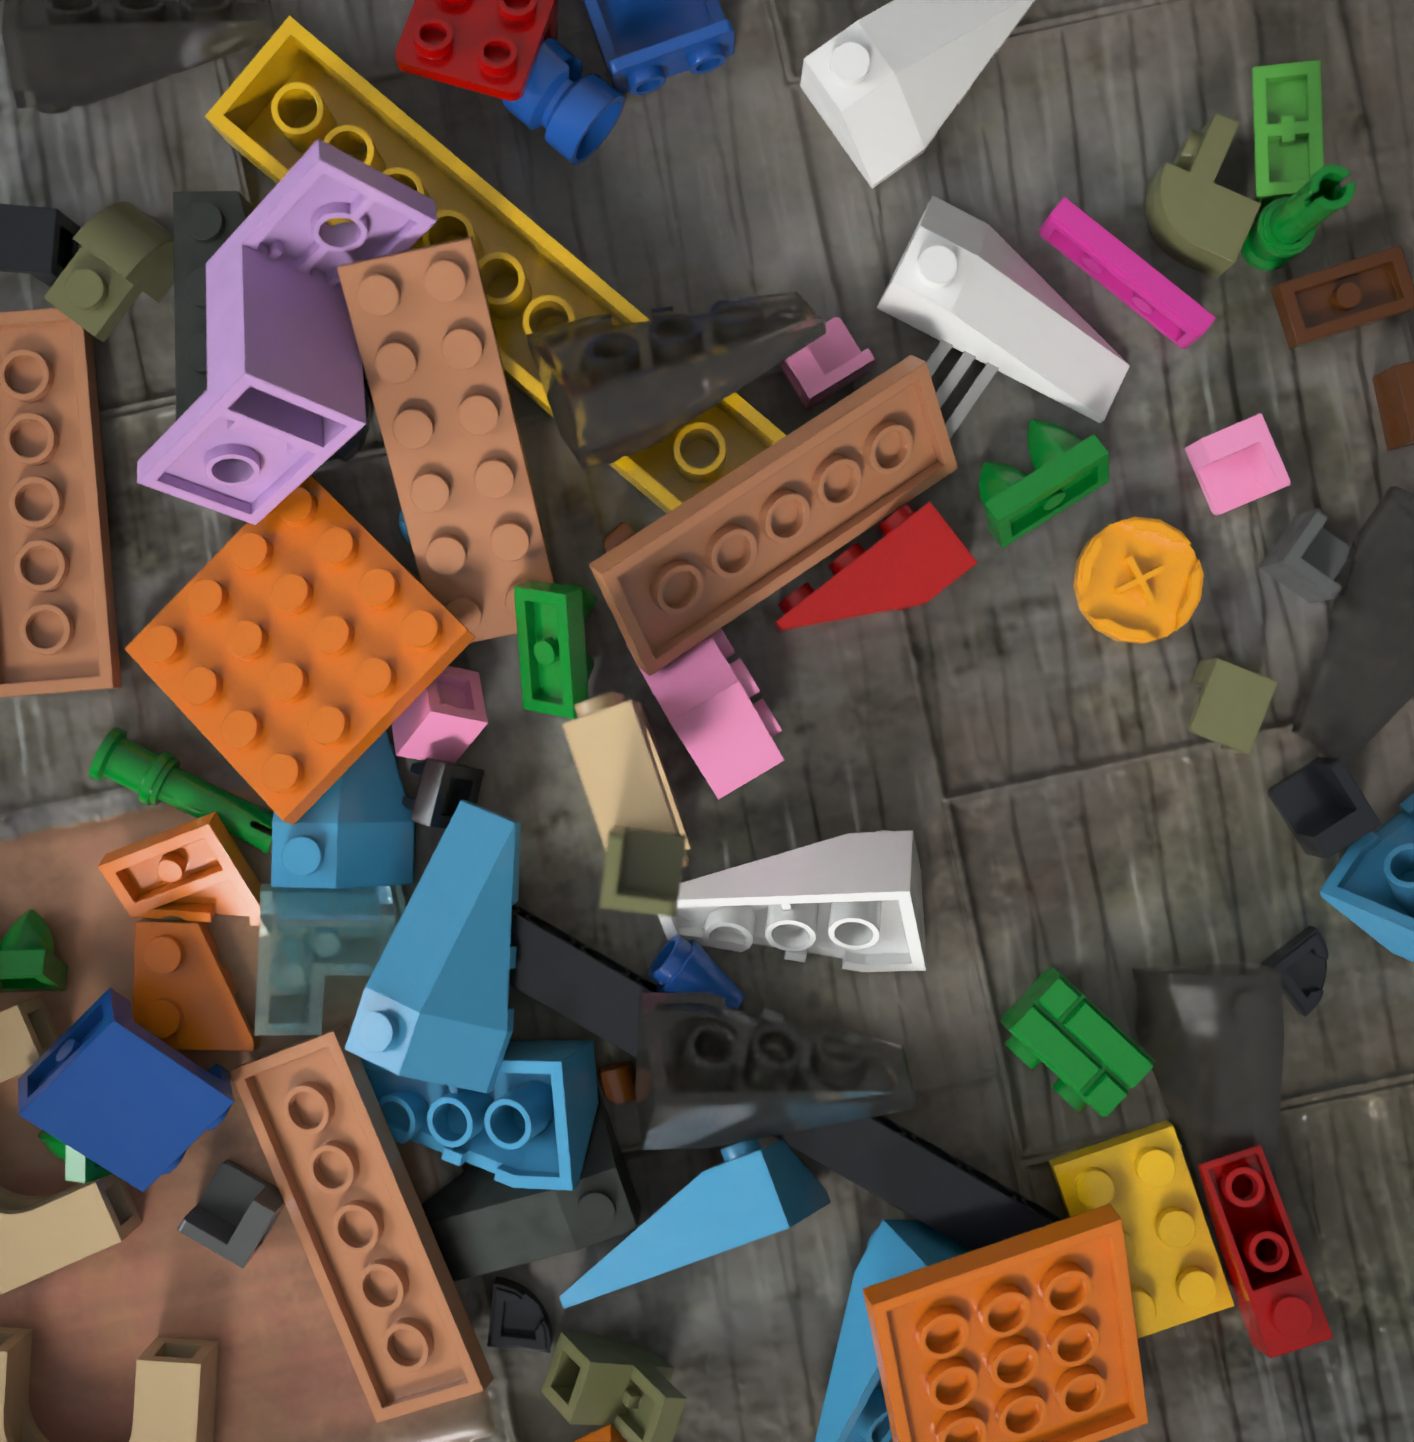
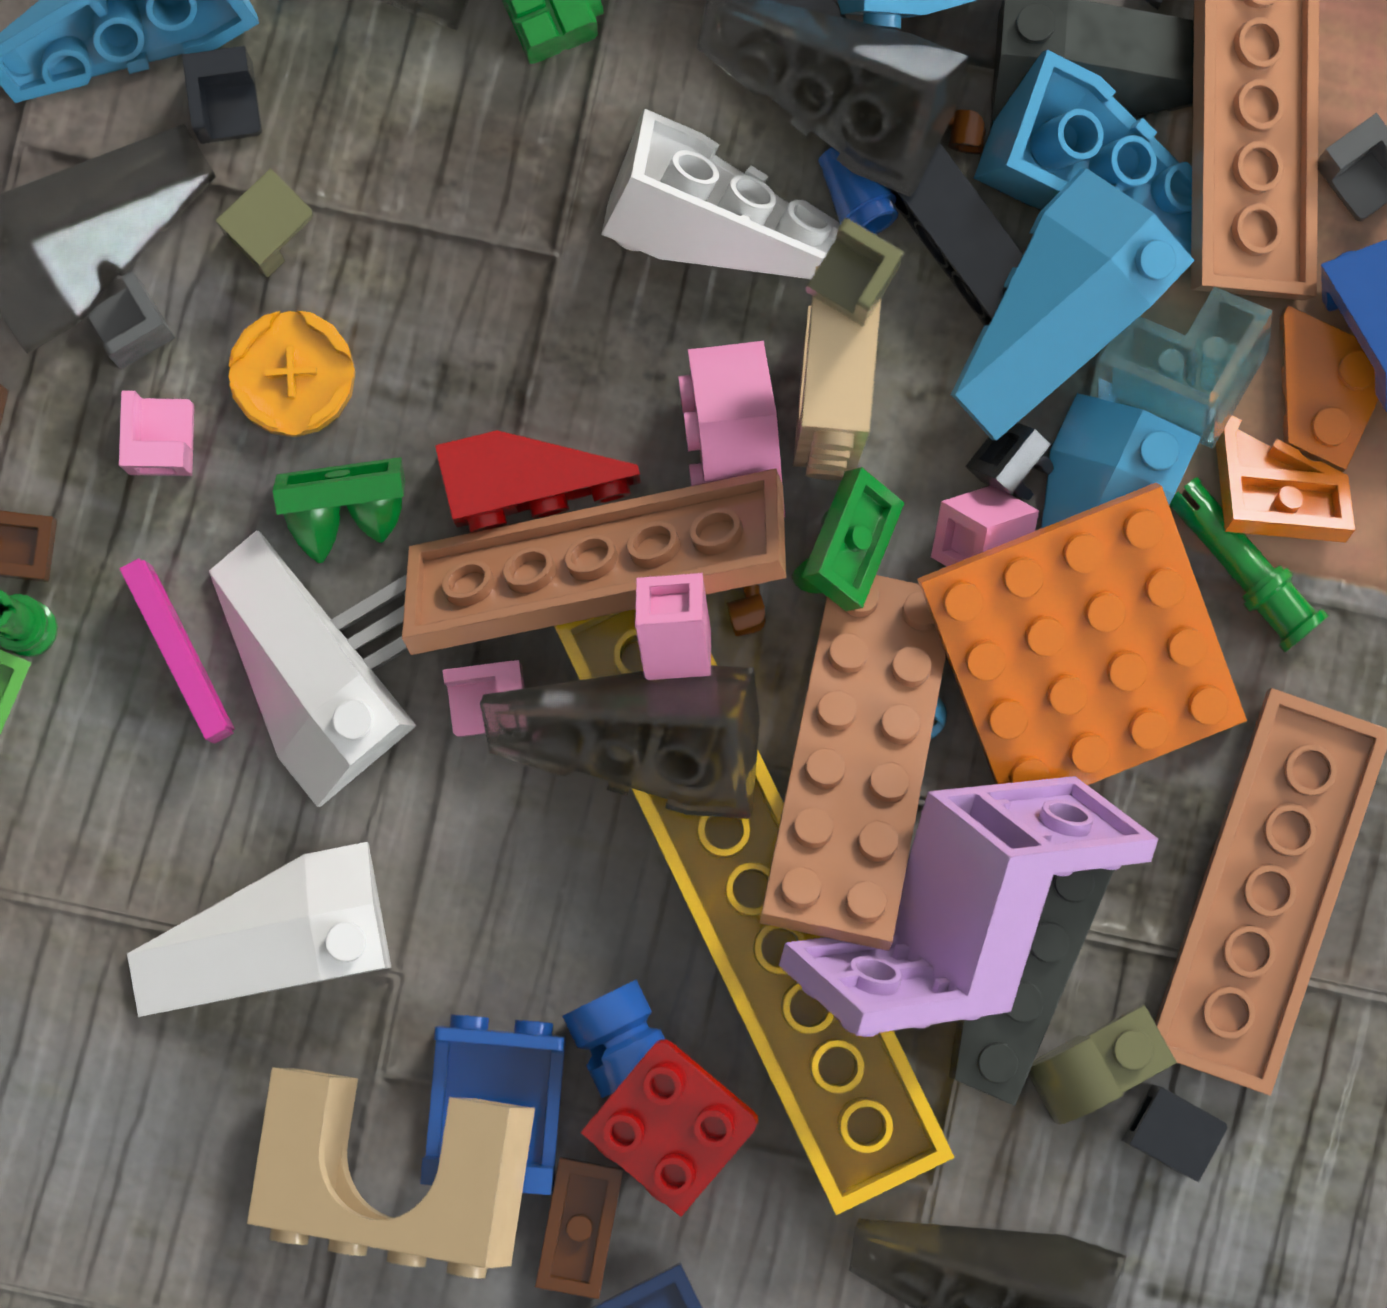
camera: 160 degrees left, 5 degrees down
(675, 471) = (673, 626): none -> bright pink panel
(1193, 215) = (94, 685): olive brick -> none

